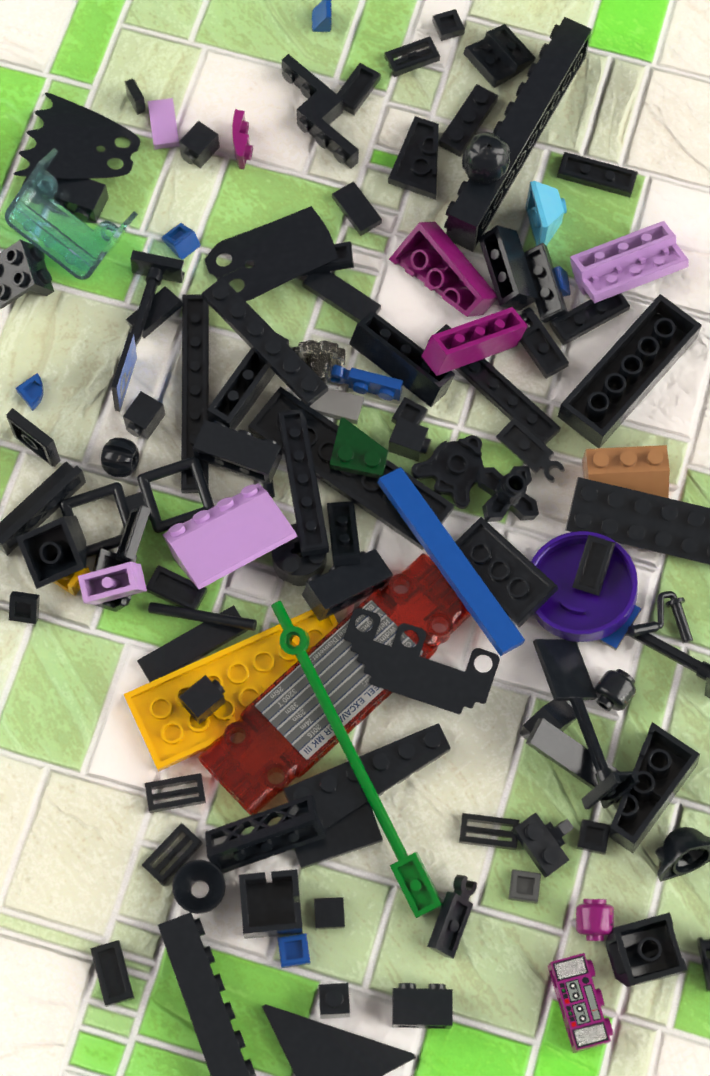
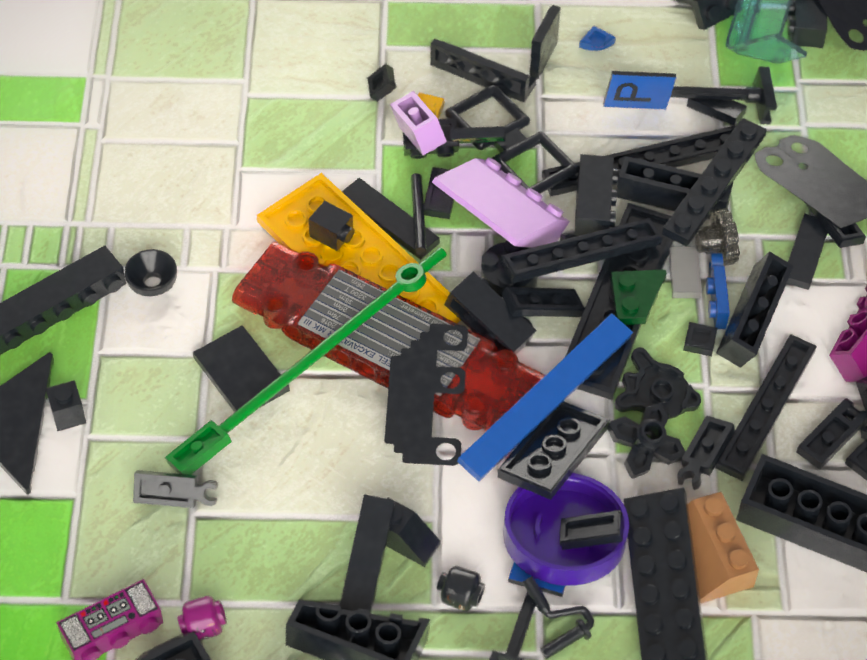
camera: 75 degrees right, 15 degrees down
(54, 550) = (442, 82): black slope -> none
(112, 973) = (57, 234): black tile -> none
(120, 457) = (554, 113): black piece -> none
(143, 415) = (604, 122): black brick -> none
(176, 793) = (247, 255): black tile -> none
(181, 241) = (803, 111): blue slope -> none
(181, 860) = (183, 258): black tile -> none
(264, 839) = (212, 308): black fence -> none
(270, 907) = (147, 329): black piece -> none
(293, 950) = (110, 368): blue tile -> none
(329, 913) = (154, 388): black tile -> none
(338, 790) = (267, 355): black wing -> none
(409, 440) = (670, 339): black brick -> none
(422, 1007) = (75, 482): black brick -> none
(474, 341) = (799, 359): magenta brick -> none
(512, 845) = (276, 529): black tile -> none
(524, 886) = (224, 552): dark grey tile -> none
(543, 842) = (273, 555): black hinge -> none
(571, 682) = (455, 535): black piece -> none
(593, 837) = (287, 601): black tile -> none

